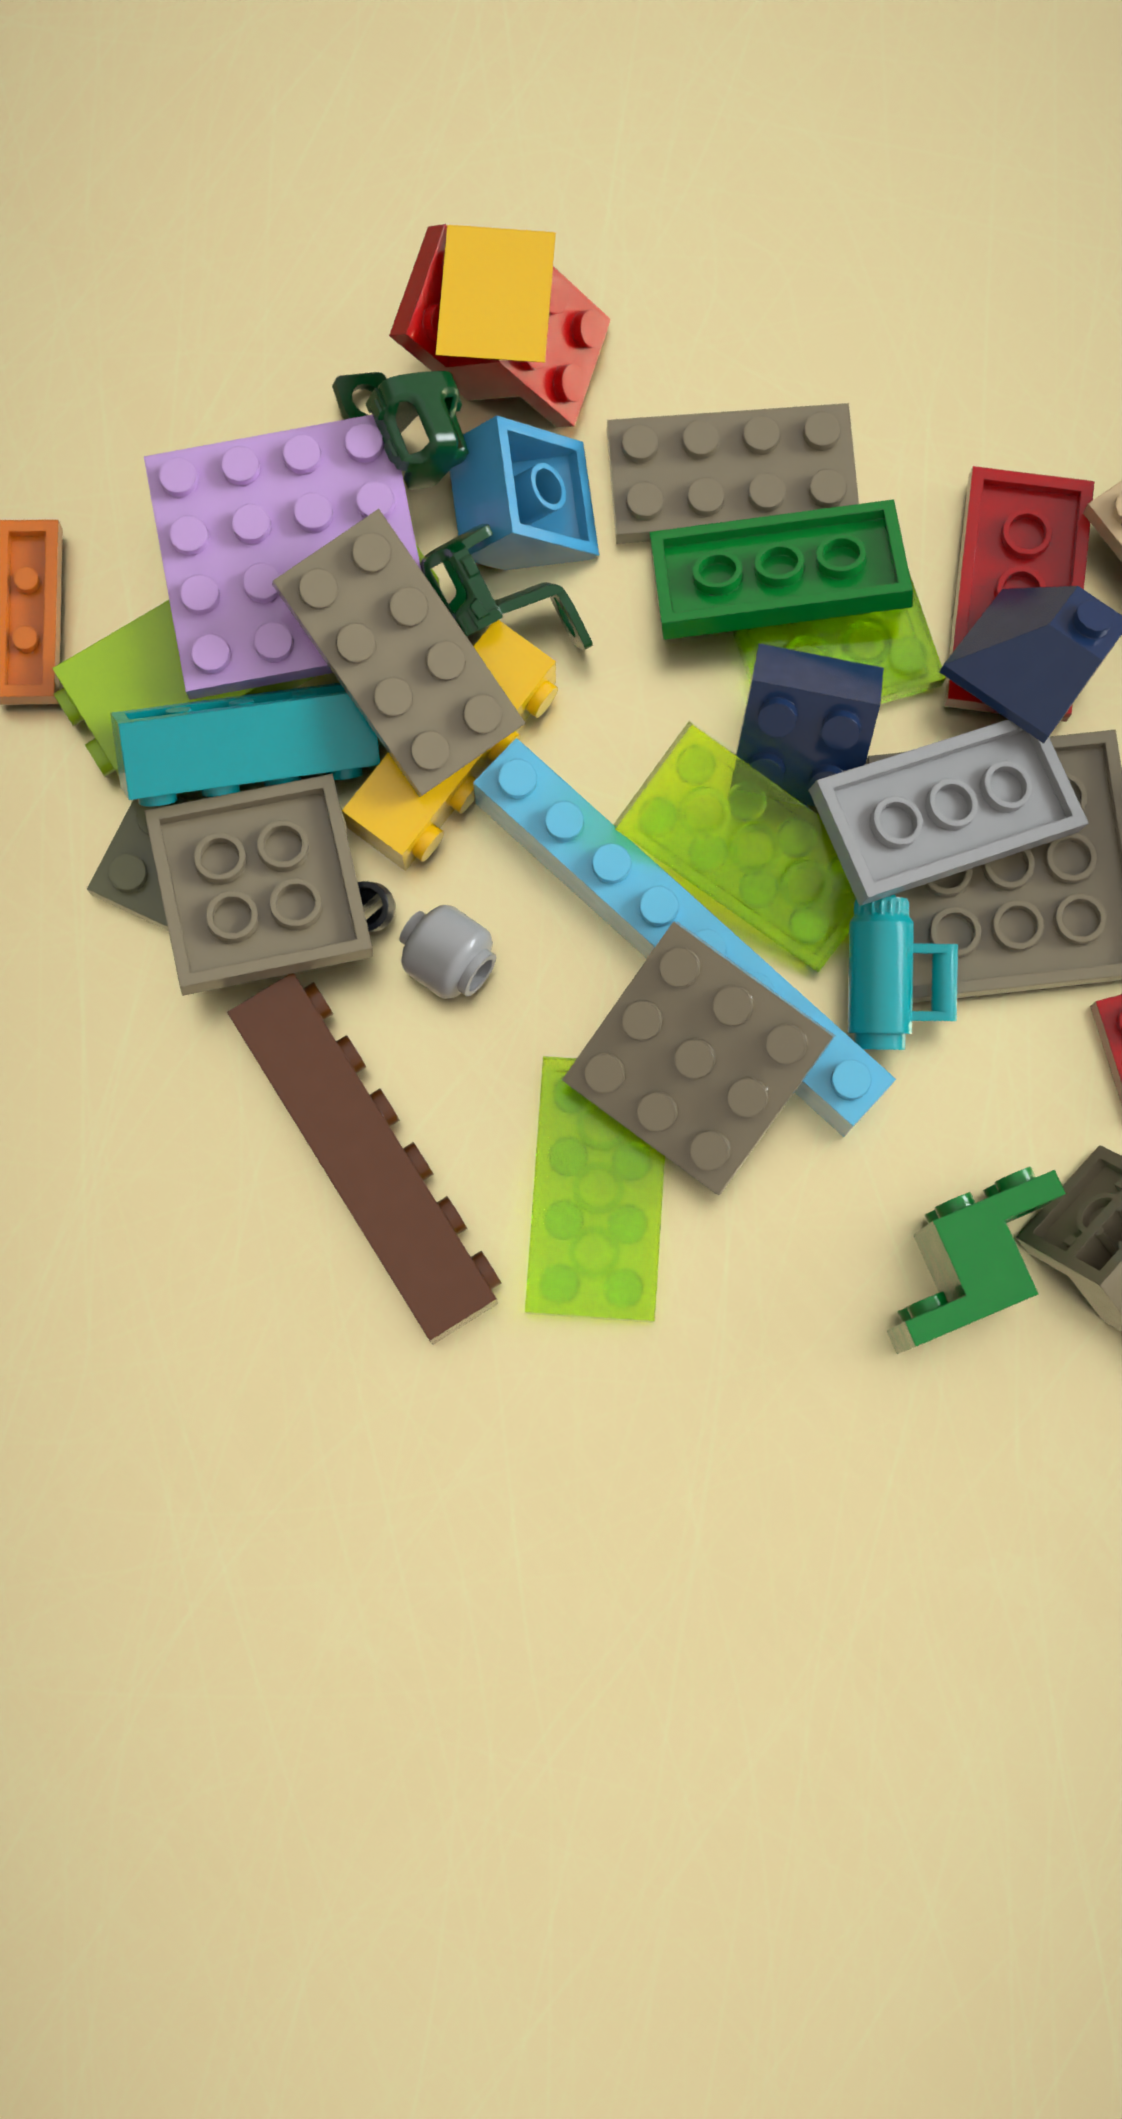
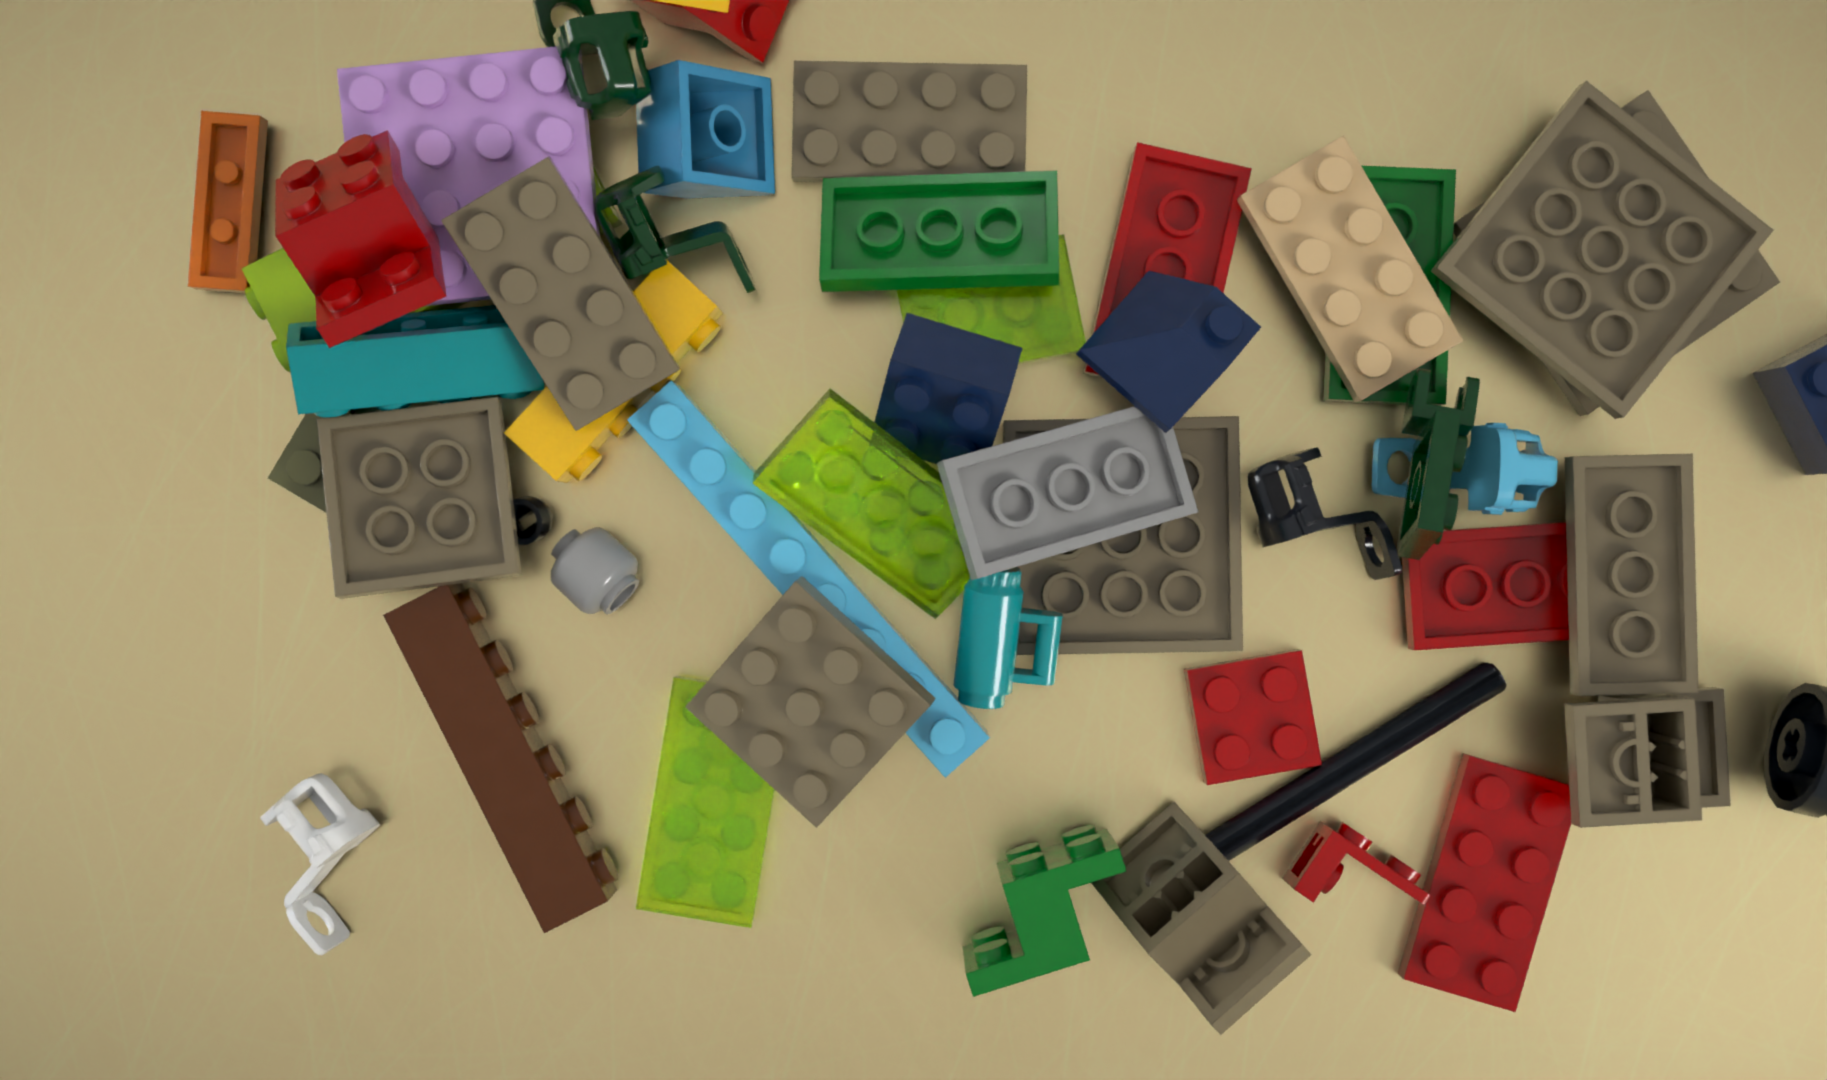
camera: 10 degrees right, 10 degrees up
(184, 1262) = (323, 848): none -> white piece
(190, 603) = (358, 237): none -> red bracket

